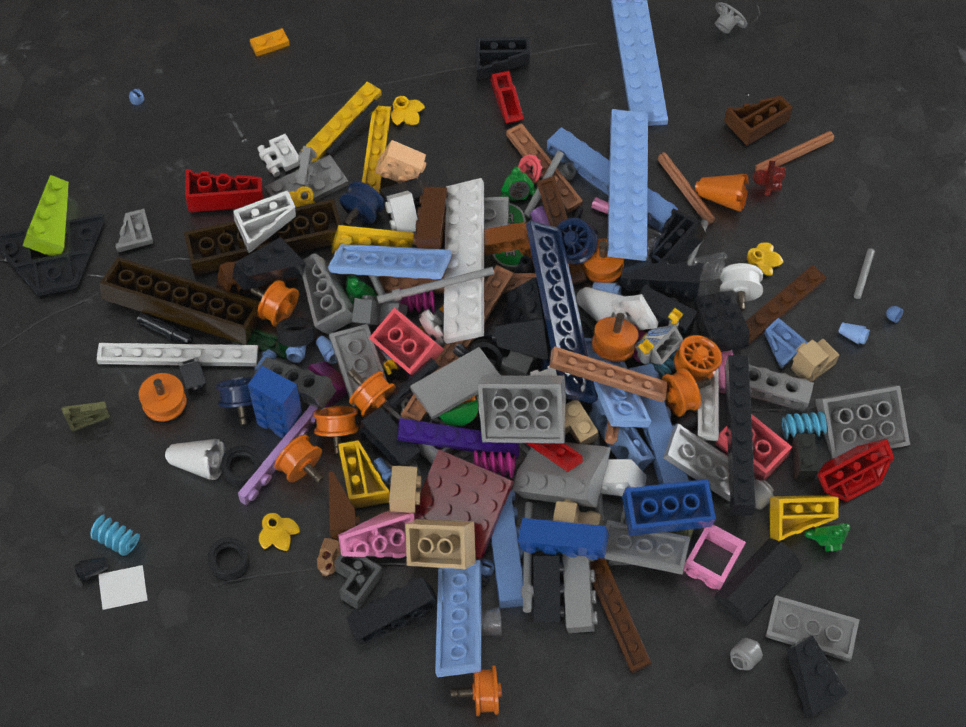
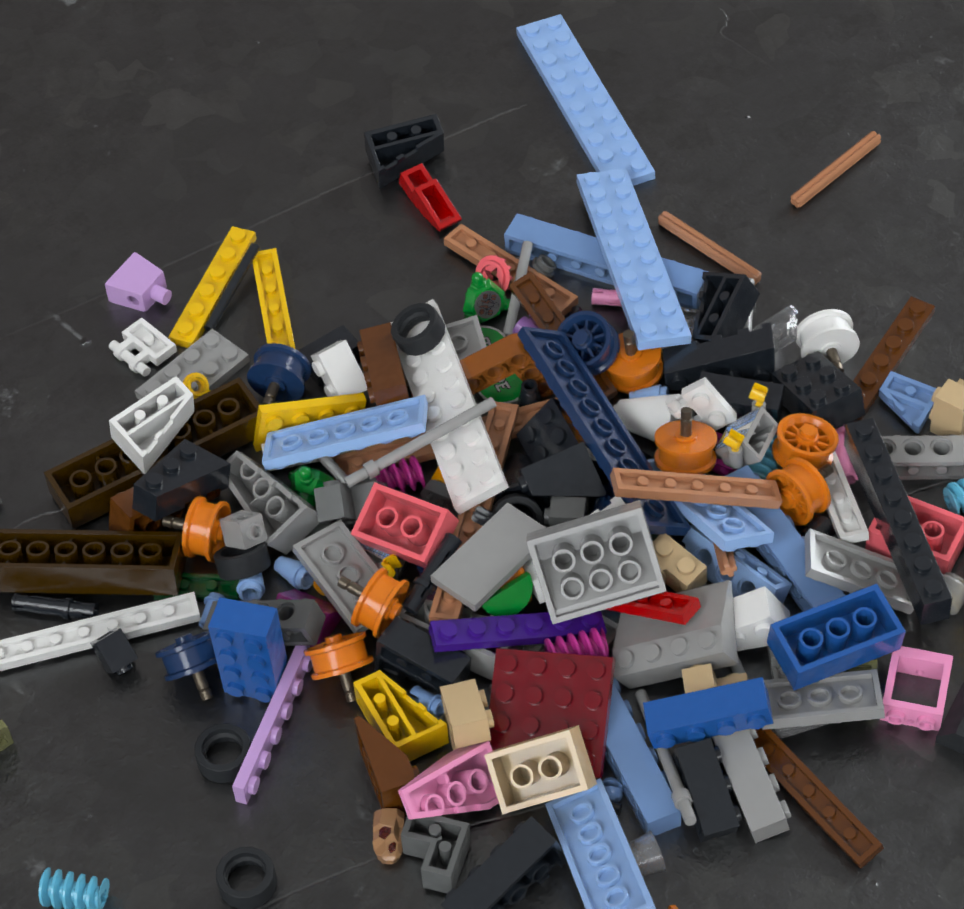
camera: 10 degrees left, 10 degrees down
(162, 397) = (82, 693): orange wheel -> none
(198, 457) = (158, 756): white cone -> none
(220, 191) = (77, 411): red wedge -> none
(269, 42) = (80, 212): light orange plate -> none
(279, 534) = (306, 828): yellow plate -> none
(290, 108) = (138, 284): none -> lavender torso
(299, 459) = (304, 718): orange wheel -> none
(301, 312) = (243, 529): none -> light grey brick
(303, 173) = (183, 335): light grey wing -> none
(400, 162) = (315, 309): light nougat brick -> none
(408, 112) = (298, 249): yellow plate -> none
(431, 324) = (430, 494): white plate -> none
(467, 208) = (427, 339): none -> black tyre
(724, 190) = (761, 235): orange cone -> none
(727, 20) = (690, 32): light grey wheel -> none
(758, 119) = (773, 140): reddish brown wedge -> none
(764, 258) = (843, 299): yellow plate -> none
(772, 177) = (817, 204): clear red hips -> none

